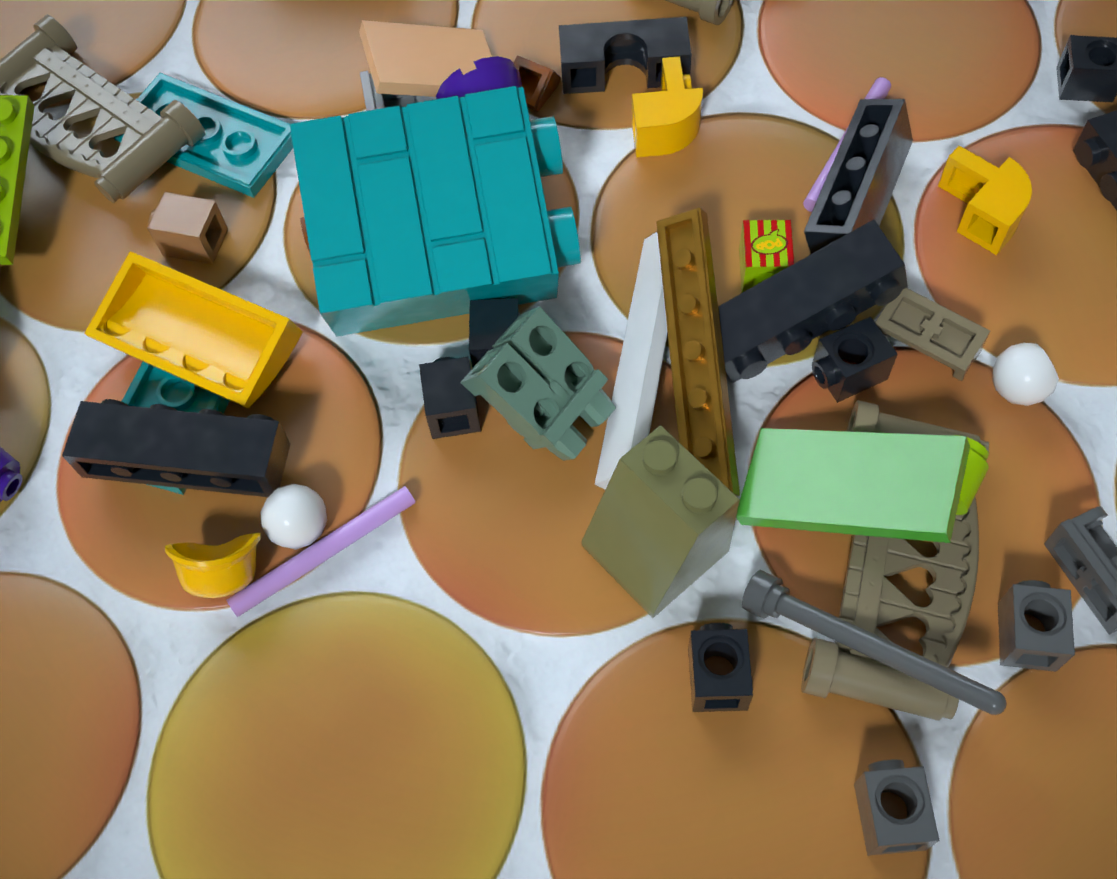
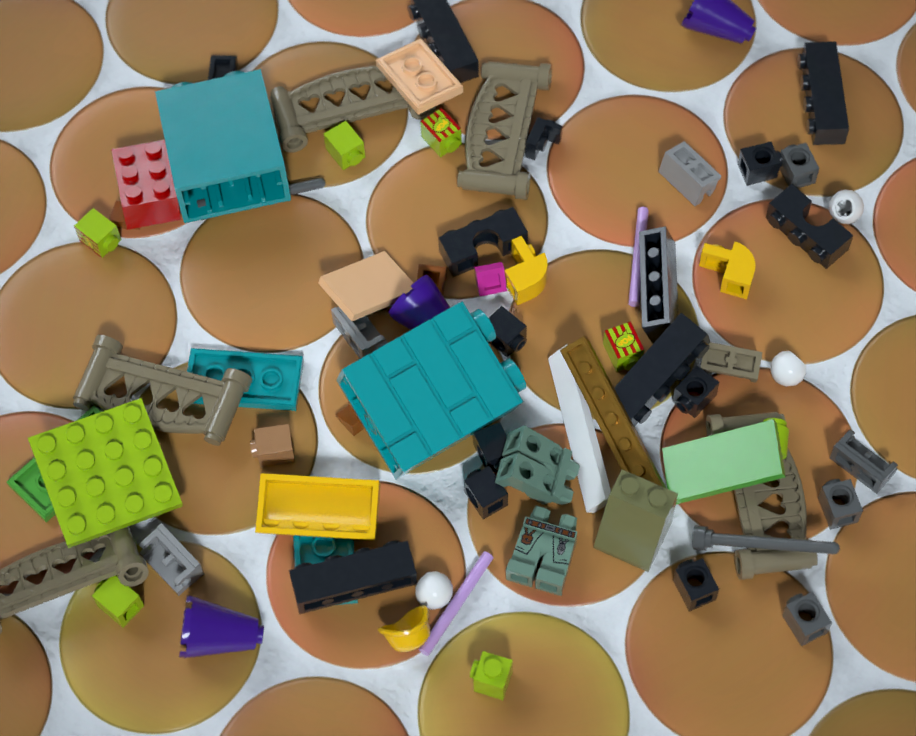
camera: 25 degrees left, 0 degrees up
(307, 689) = (491, 675): none -> lime brick
(493, 521) = (546, 541): none -> sand green hips
(595, 180) = (509, 332): none -> black brick
(609, 105) = (490, 279): none -> dark pink tile
(974, 51) = (689, 173): none -> light grey hinge

